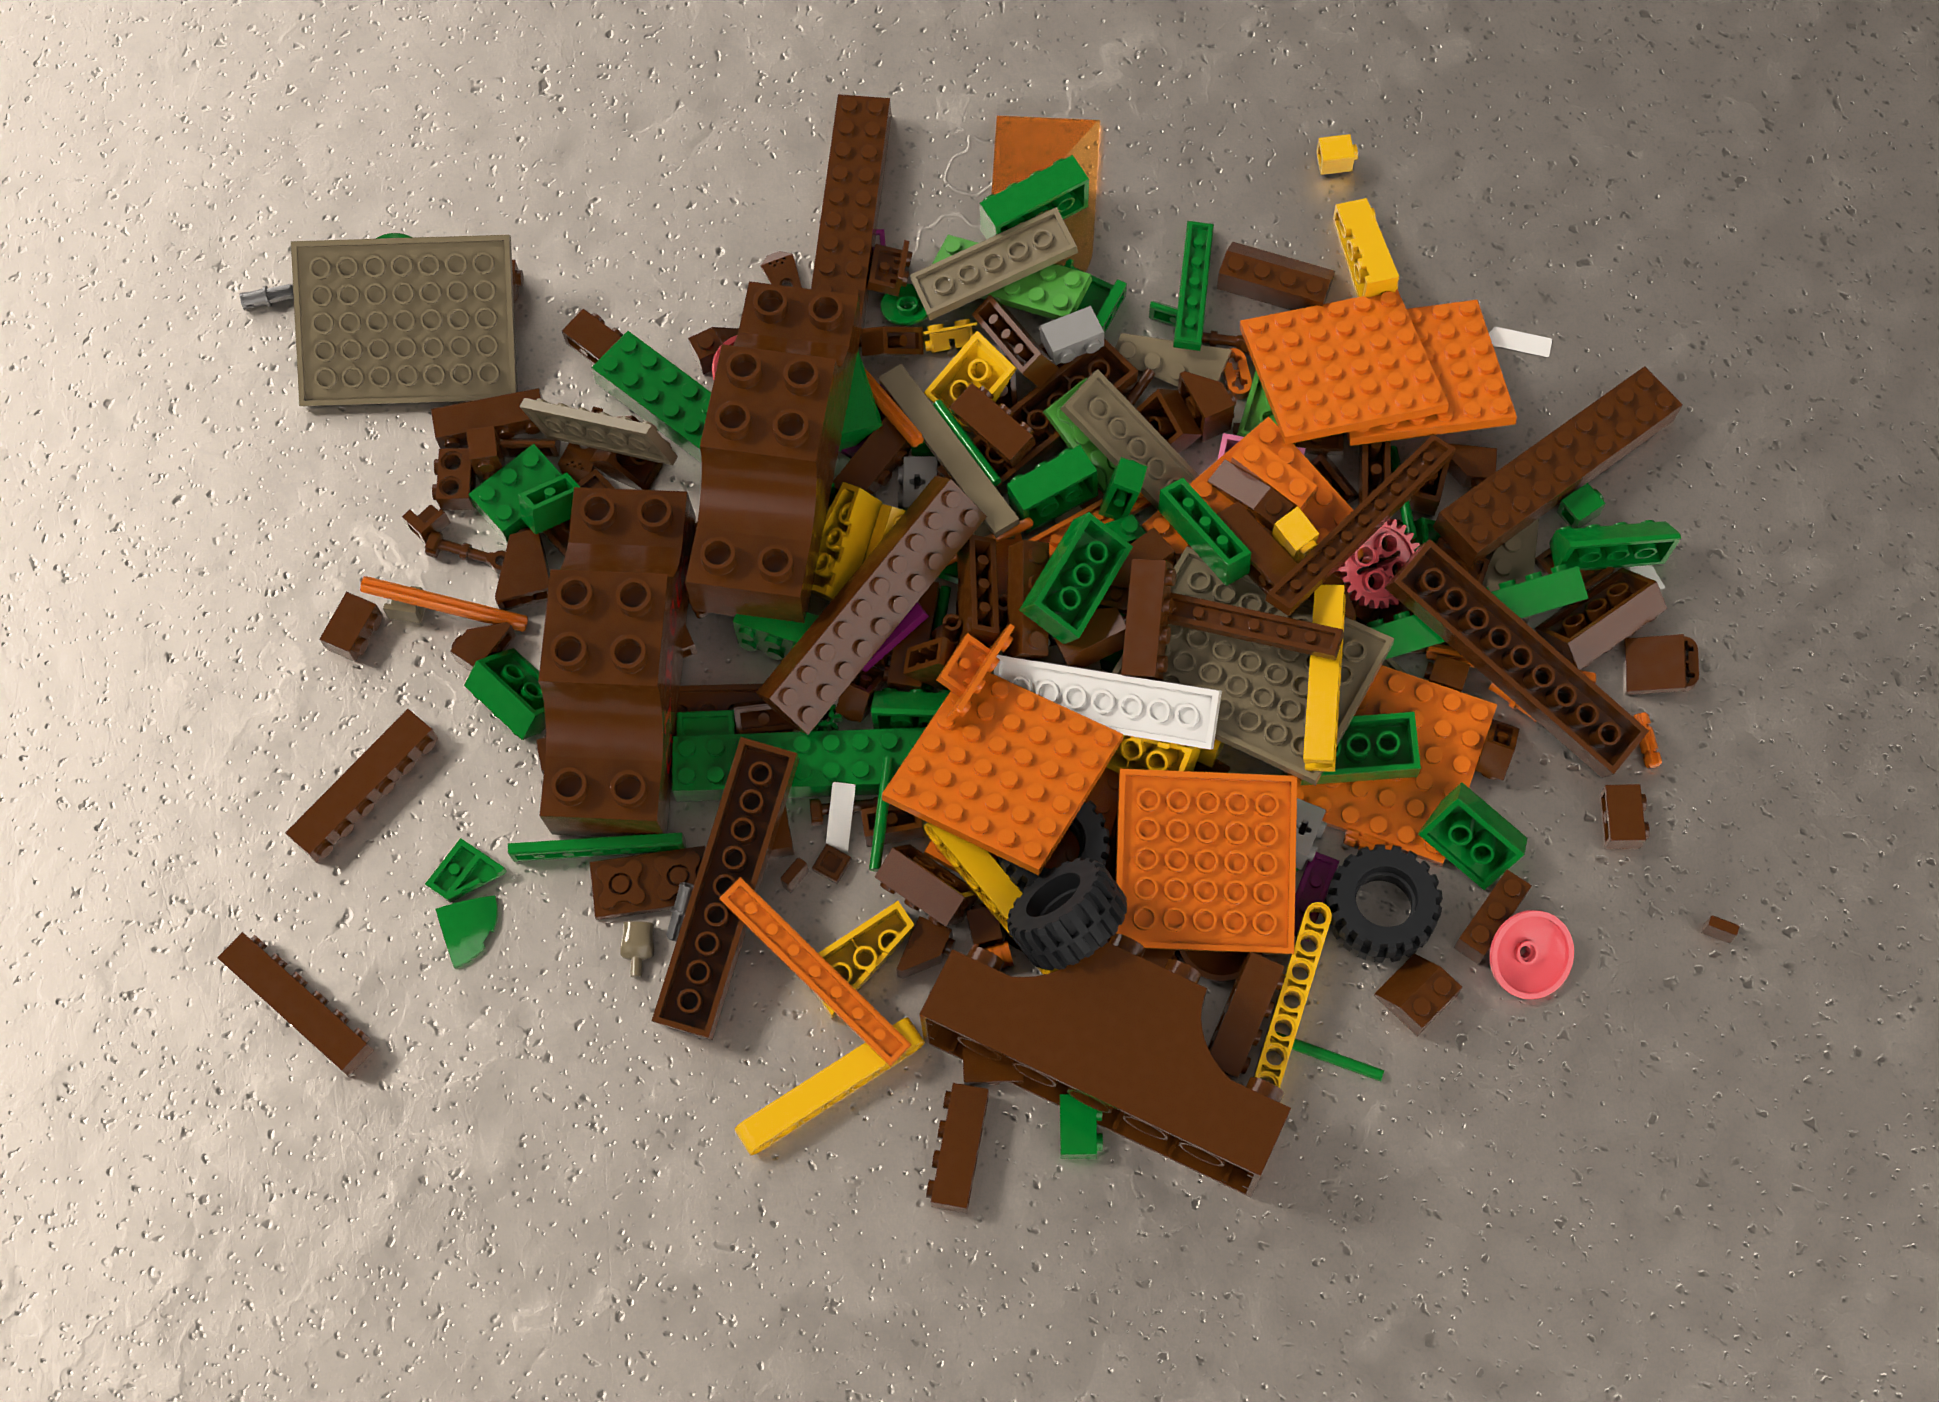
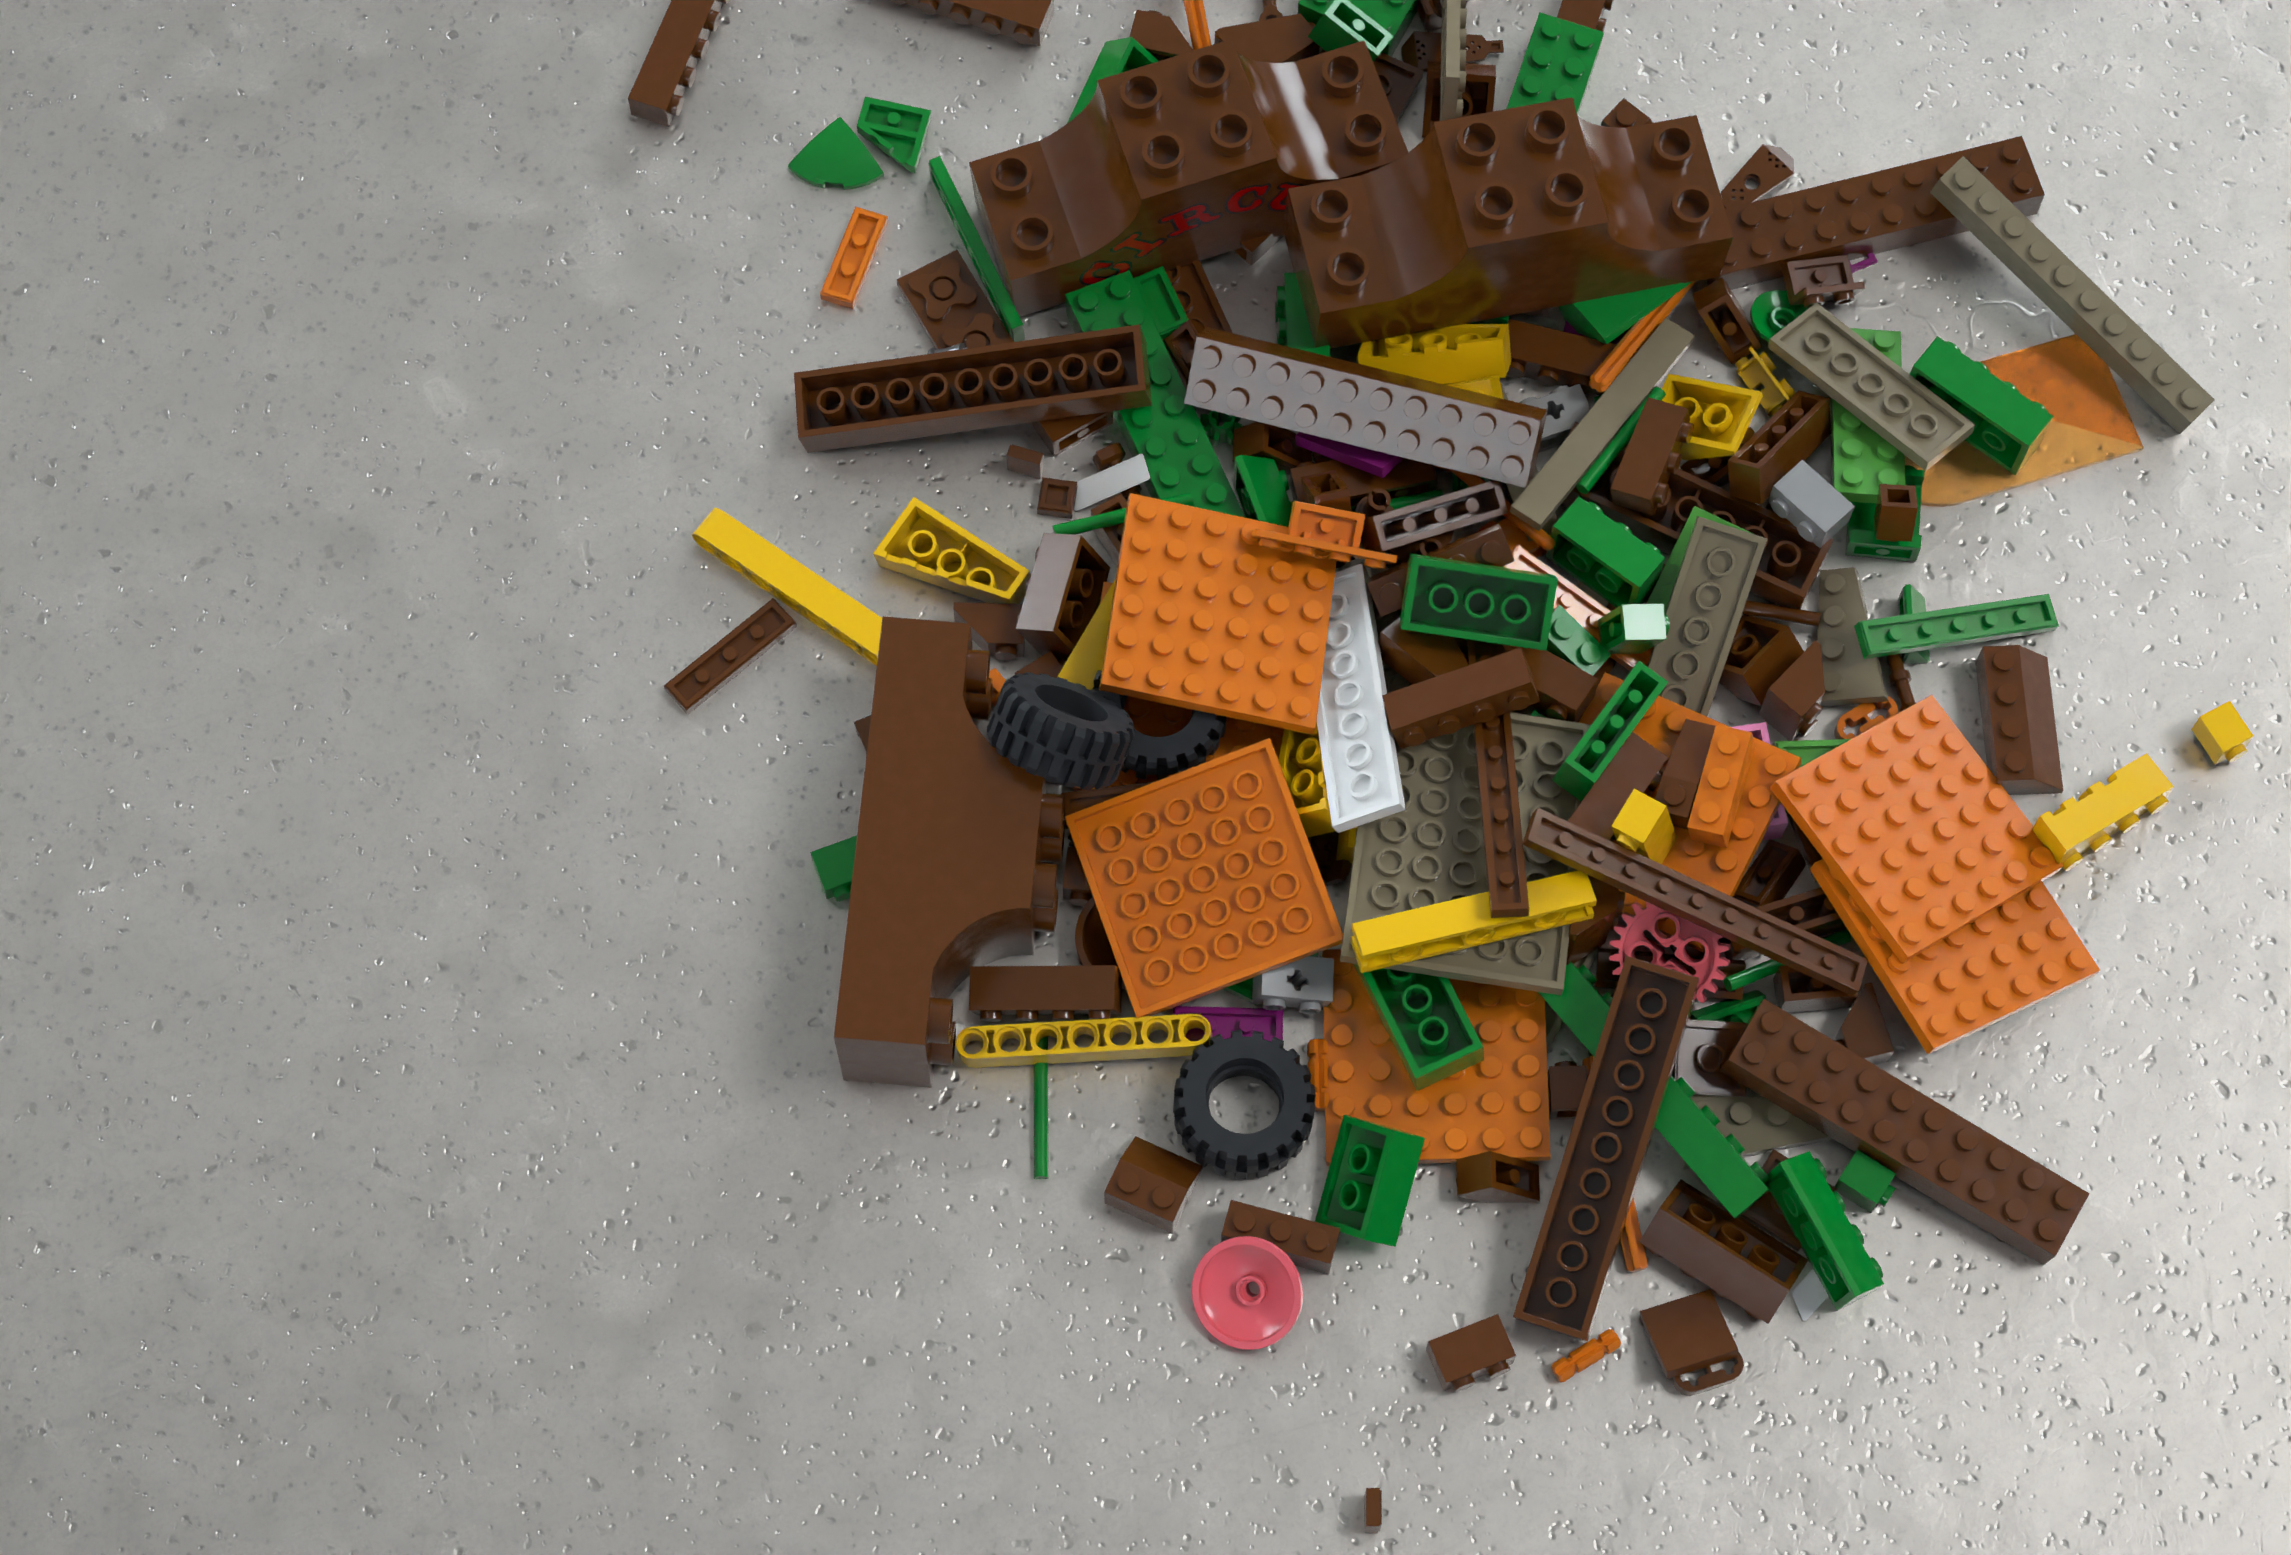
camera: 65 degrees right, 0 degrees up
(559, 944) = (854, 257): none -> orange tile
(637, 944) = (882, 335): dark tan piece -> none
(815, 972) = (910, 513): orange tile -> none
(863, 1162) = (730, 656): none -> reddish brown tile
(959, 1147) = (779, 745): reddish brown brick -> none
(975, 112) = (2071, 295): none -> dark tan brick
(1100, 284) = (1895, 512): none -> reddish brown brick
(1520, 341) = (2068, 1042): white sticker -> none

